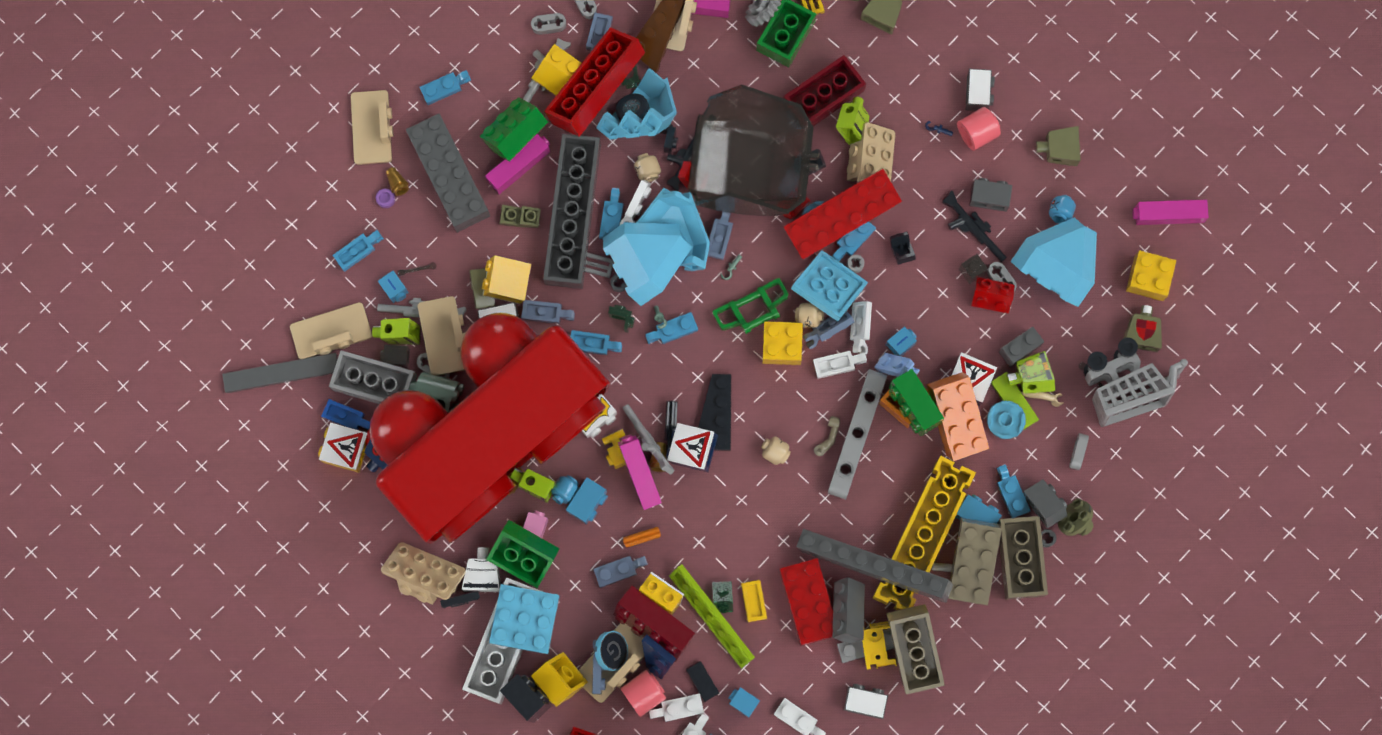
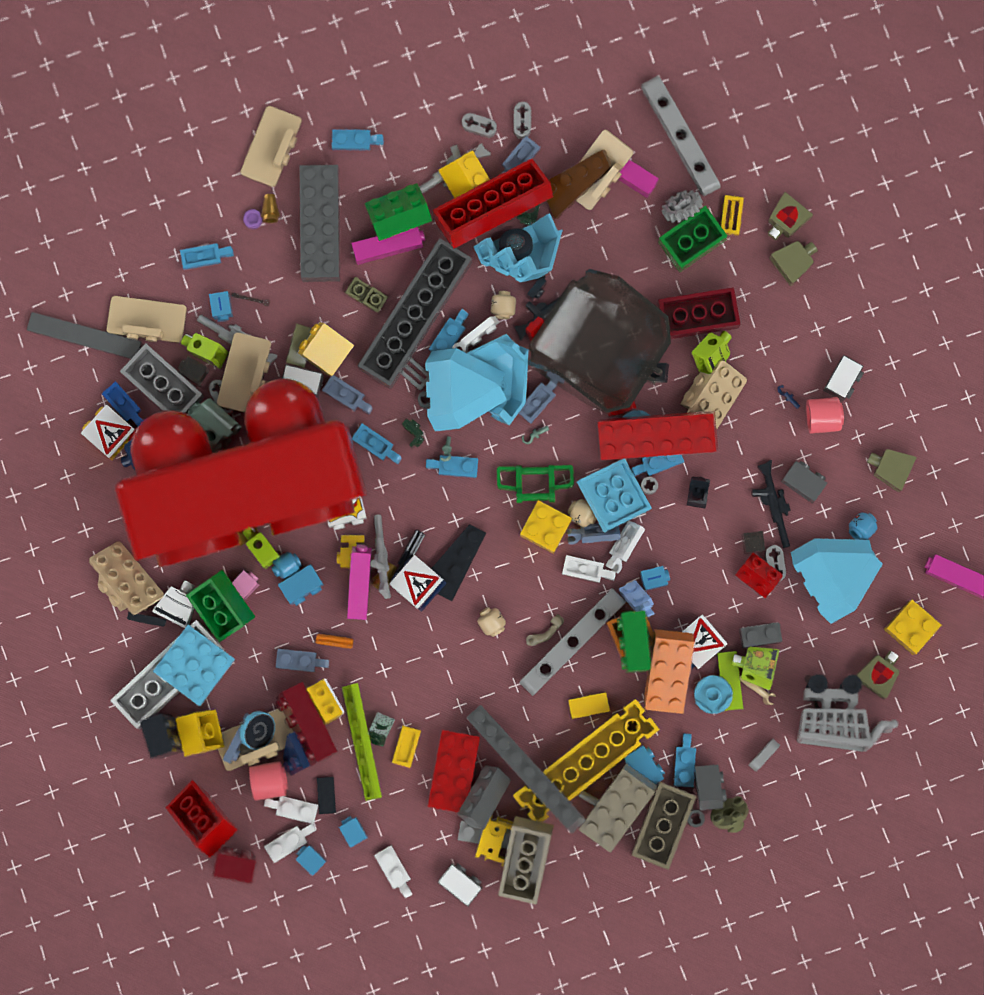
camera: 25 degrees right, 5 degrees up
(900, 484) = (589, 705): none -> yellow tile

